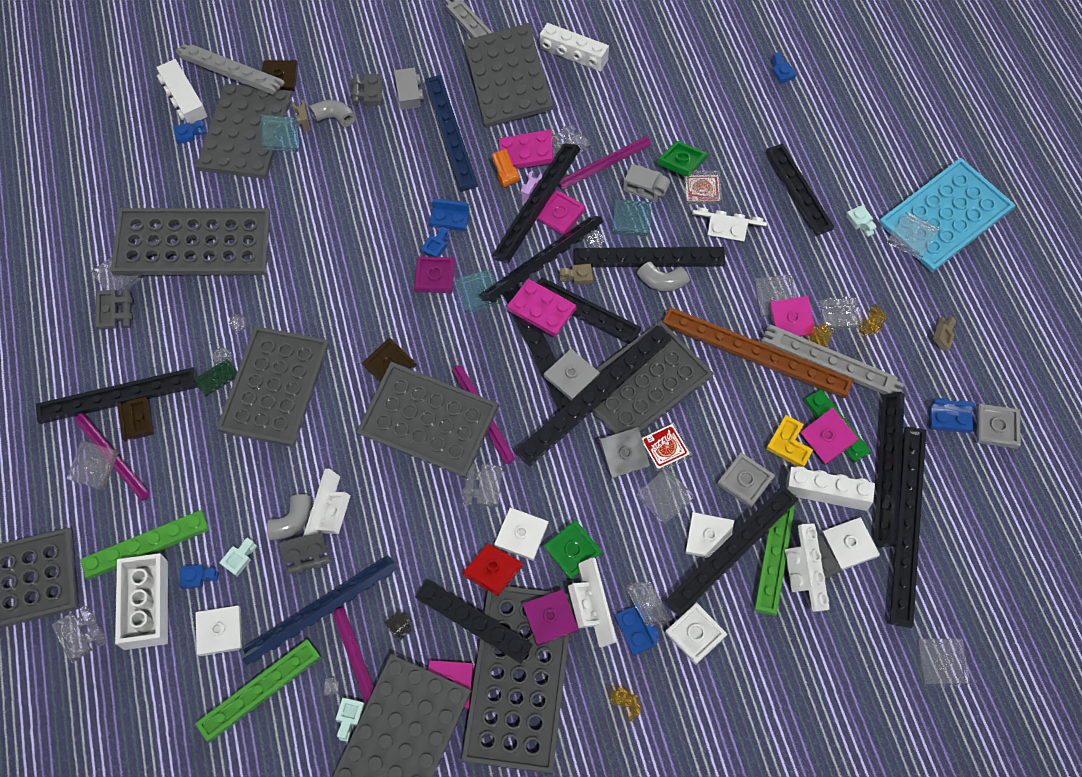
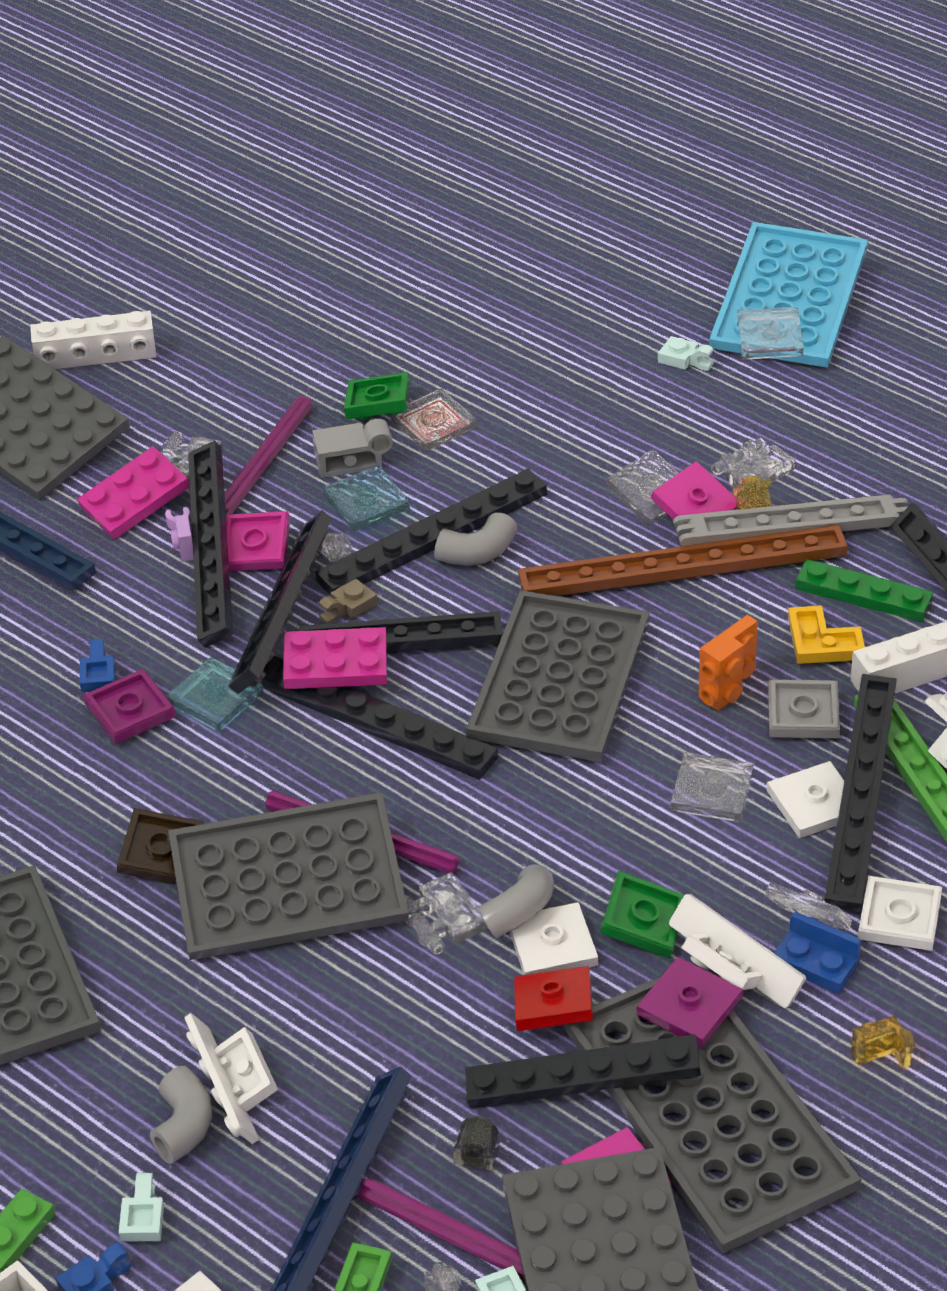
camera: 35 degrees left, 20 degrees down
(304, 547) = (242, 1130): dark grey plate -> none
(449, 214) = (83, 620): blue bracket -> none
(507, 173) = (130, 531): orange piece -> none
(518, 506) = (520, 901): none -> light grey cylinder
(571, 374) = (453, 712): light grey plate -> none
(593, 395) = (506, 723): black plate -> none
(624, 452) = (611, 762): plate -> none
(665, 447) = (659, 733): tile -> none
(722, 430) = (727, 662): none -> orange plate
(728, 226) = (510, 443): white bracket -> none
(782, 71) = (421, 241): blue plate -> none
(799, 189) = (571, 358): black plate -> none
(829, 436) = (867, 600): dark pink plate -> none
(875, 323) = (805, 448): clear yellow bracket -> none
(943, 335) = (905, 423): dark tan plate -> none

